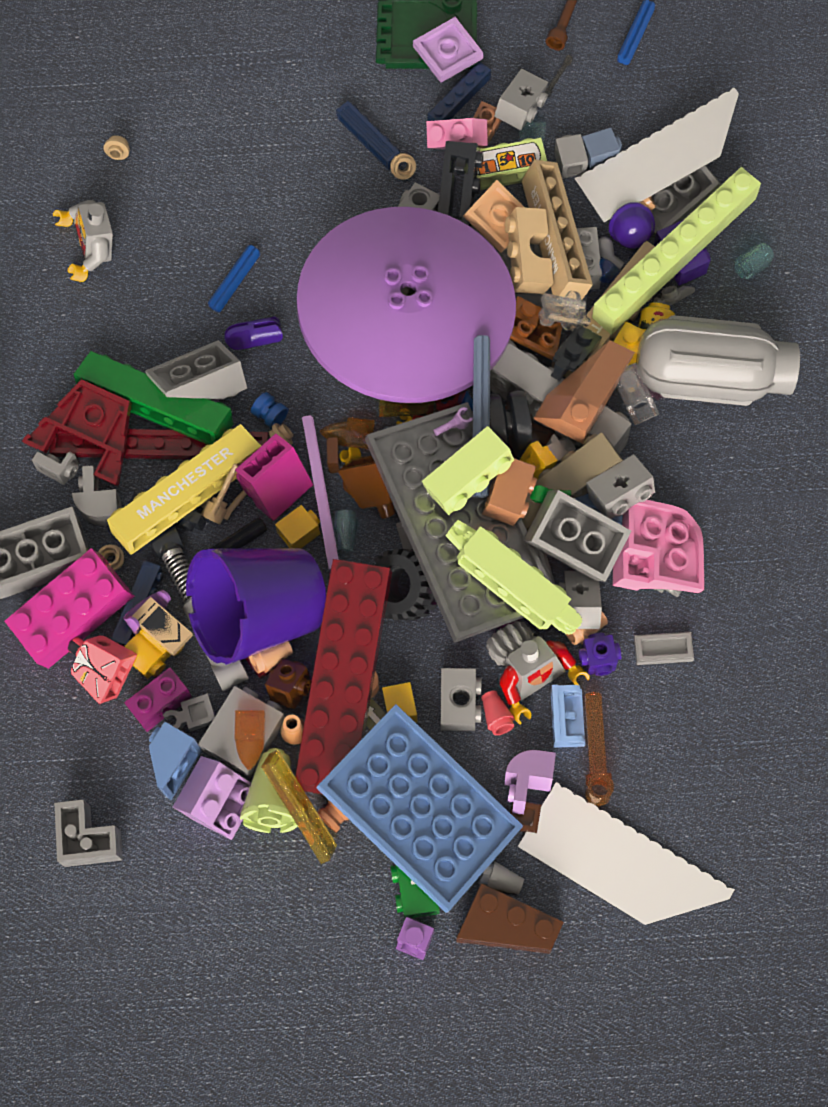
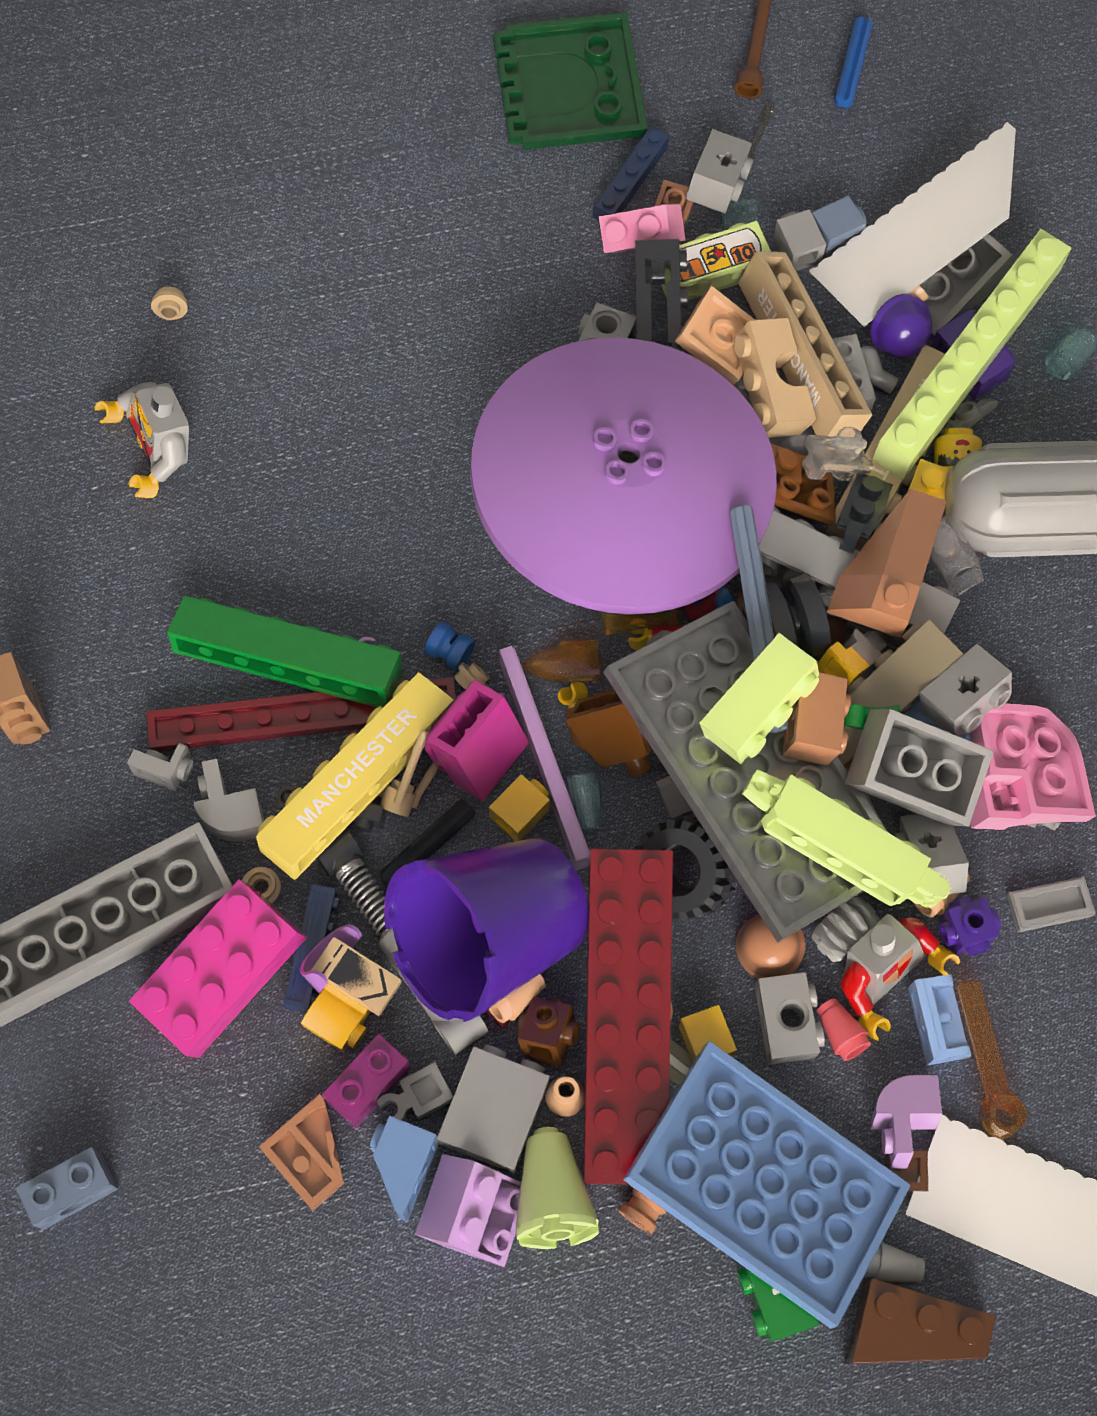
camera: 15 degrees left, 0 degrees up
(79, 842) = (287, 1305): light grey brick -> none
(94, 417) = (204, 689): dark red wing -> none
(101, 666) = (277, 1045): coral torso -> none
(110, 742) = (307, 1153): none -> nougat wing
(202, 373) = (348, 608): light grey slope -> none
(234, 278) = (365, 466): blue axle -> none
(249, 735) = (509, 1116): clear orange plate -> none
(253, 333) = (408, 540): dark purple arm -> none
(299, 806) = (599, 1207): clear yellow tile -> none
(333, 455) = (550, 697): reddish brown tile -> none
(367, 133) = (517, 244): dark blue piece -> none
(408, 171) = (581, 286): tan plate -> none
(414, 938) = (790, 1370): medium lavender brick -> none
(448, 49) = (607, 114): lavender plate -> none
(457, 422) = (725, 630): lavender hand -> none
(458, 654) = (763, 955): none -> nougat helmet
(609, 270) = (884, 392): clear blue piece -> none

